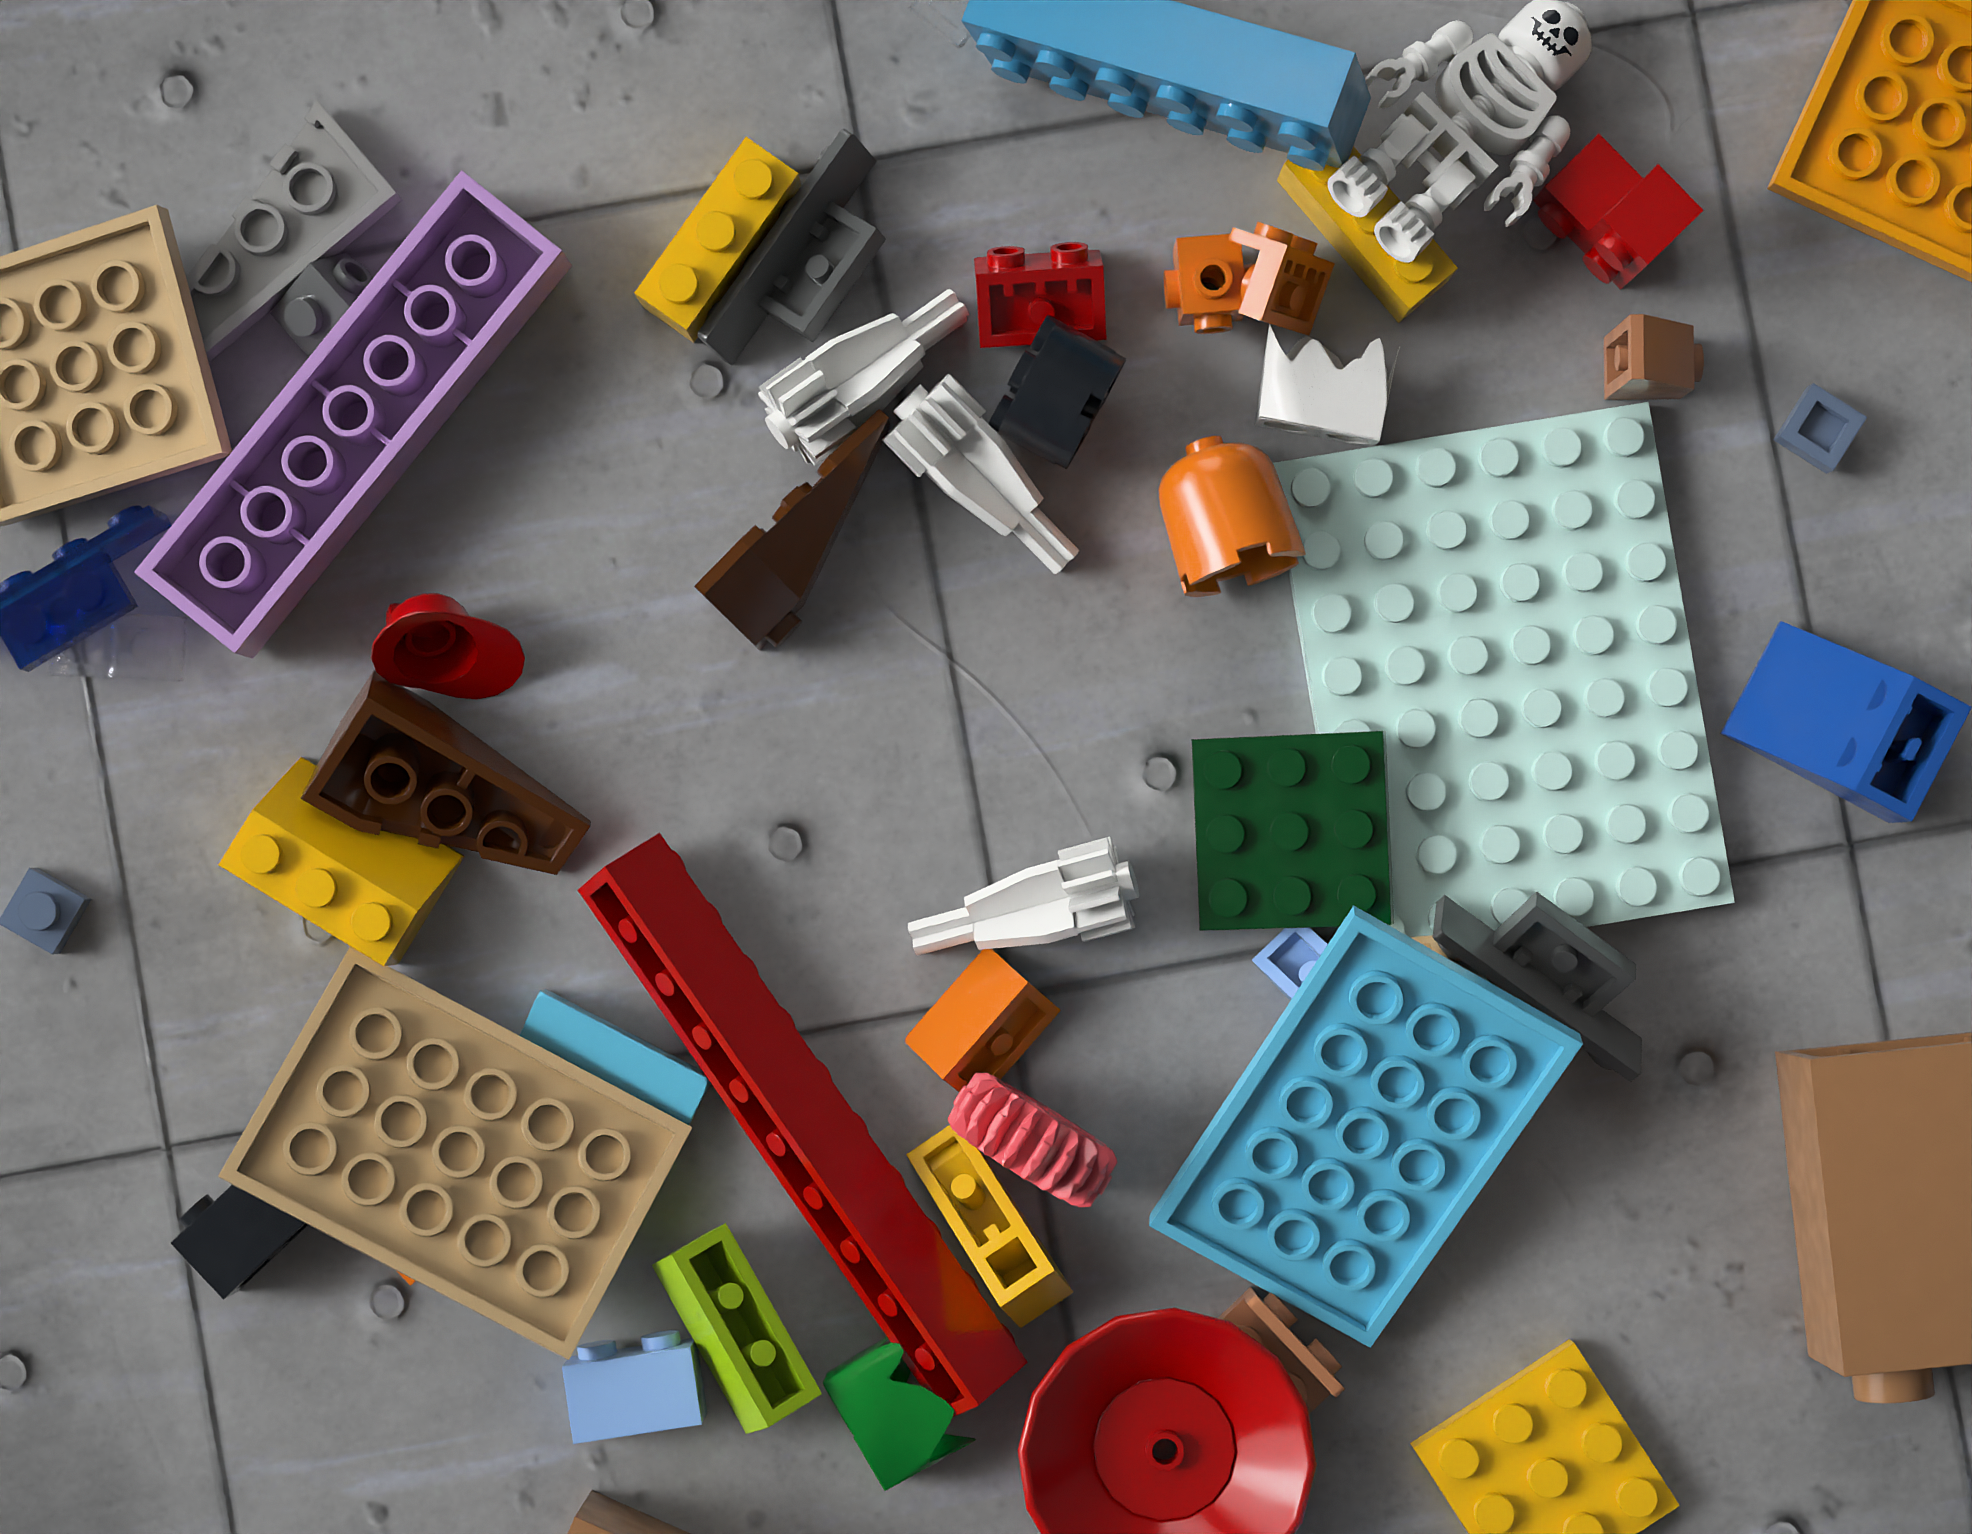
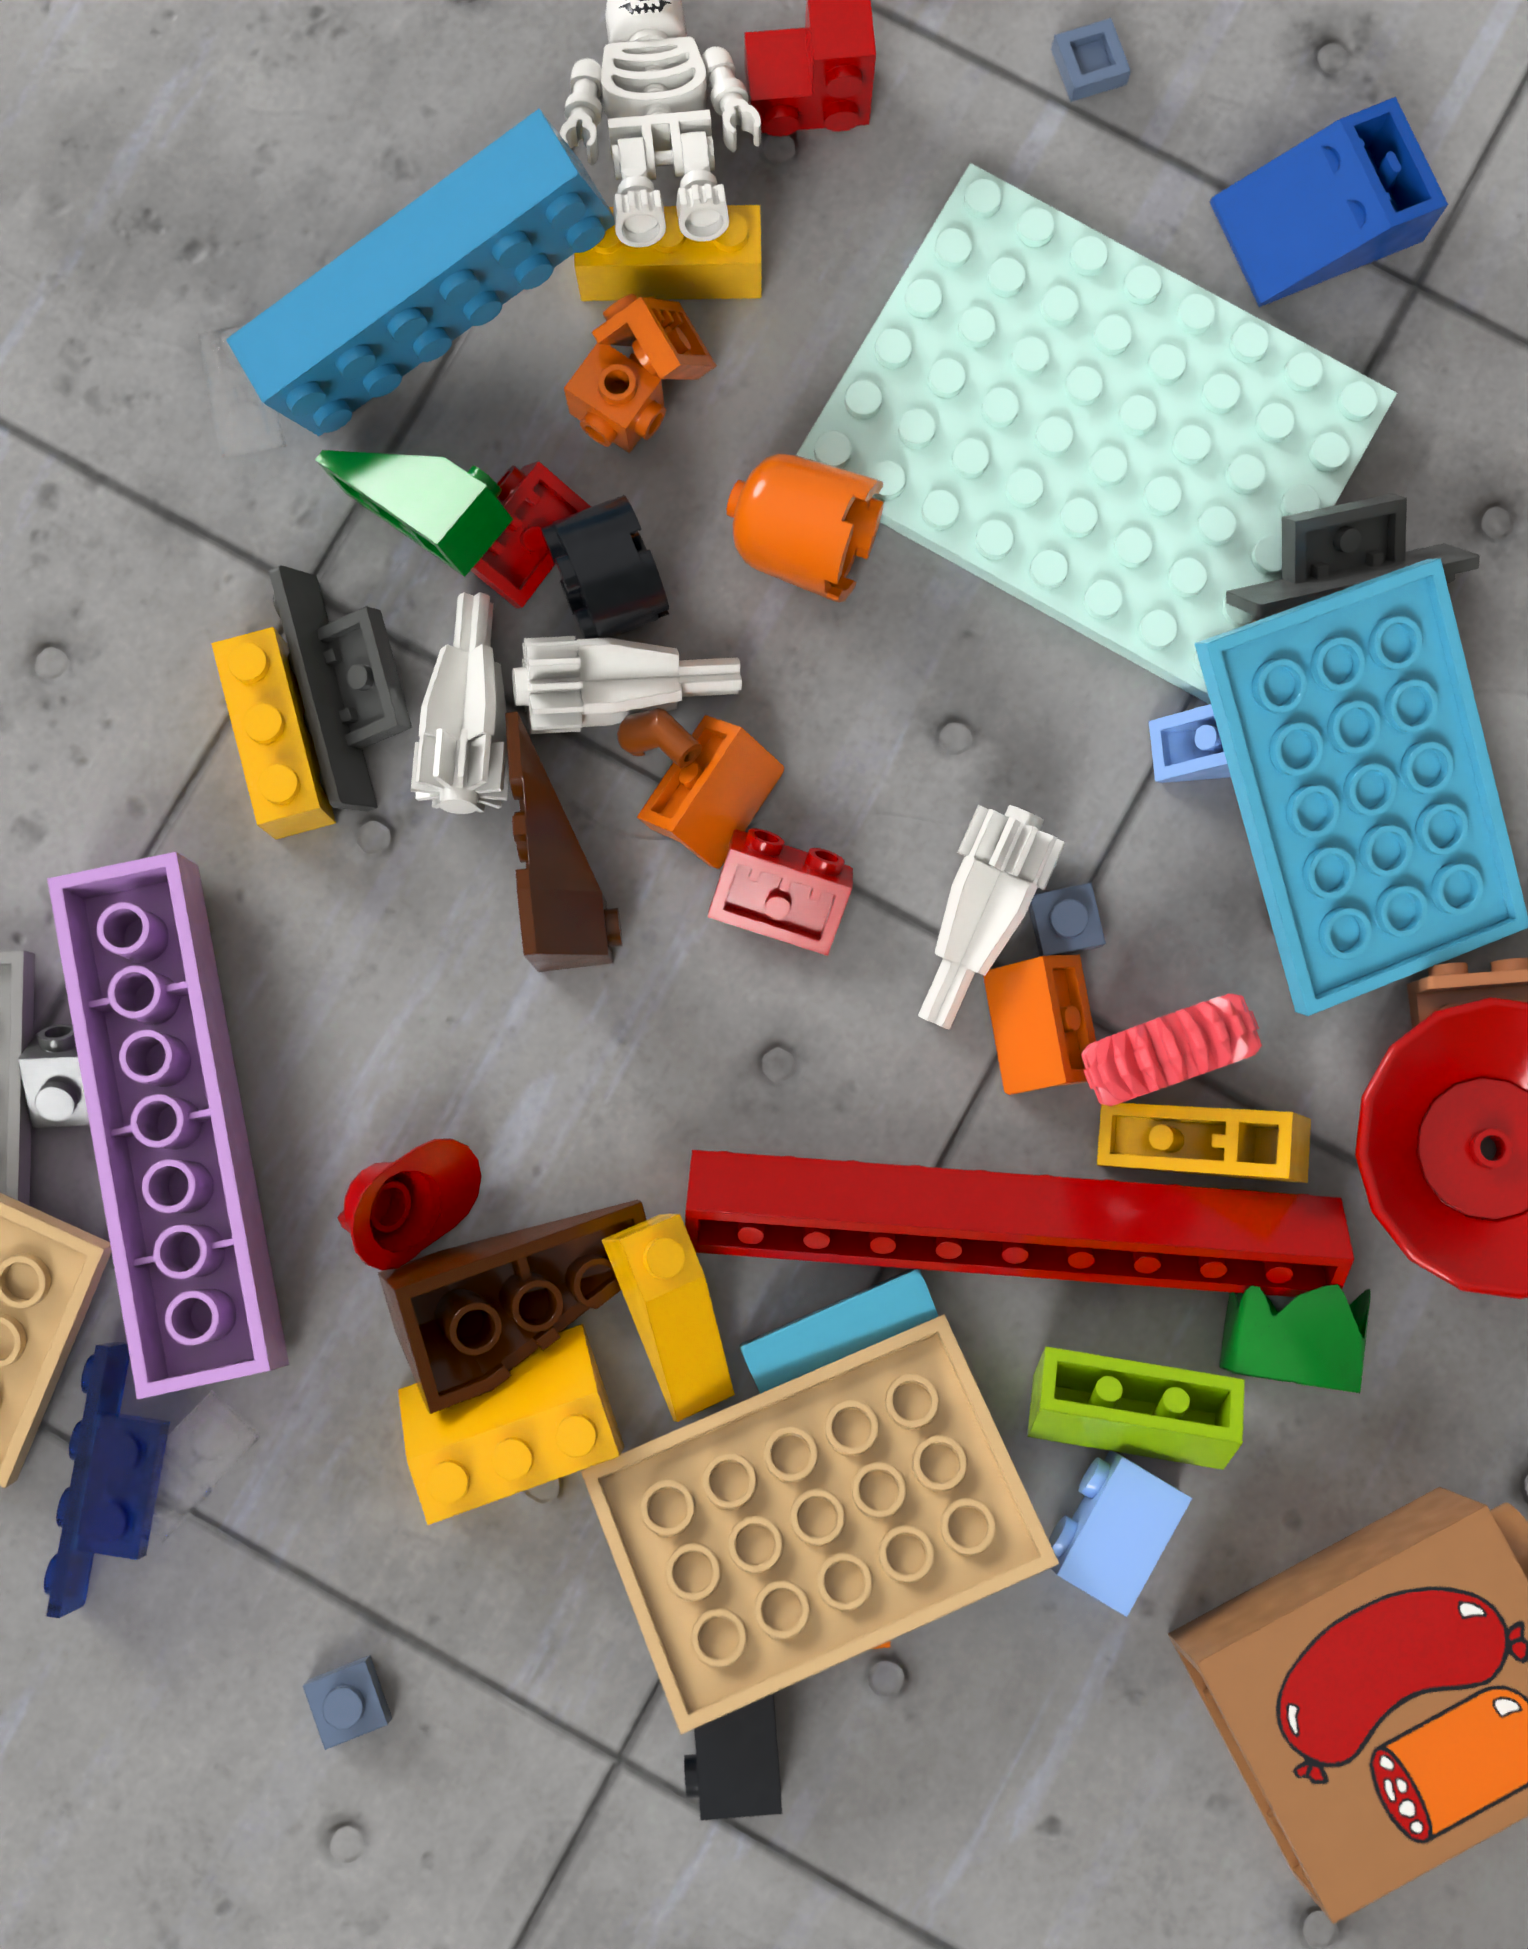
camera: 50 degrees left, 5 degrees down
(524, 917) = (672, 1312): none -> yellow slope
(920, 736) = (782, 890): none -> bracket
(955, 617) = (713, 793): none -> orange panel
(966, 536) = (660, 730): none -> dark orange arm
(996, 207) = (425, 499): none -> slope
(1079, 978) = (1066, 921): none -> sand blue plate
(1292, 830) = (1083, 667): dark green plate -> none
(1320, 397) = (769, 391): white piece -> none
(1651, 359) = (940, 133): nougat slope -> none

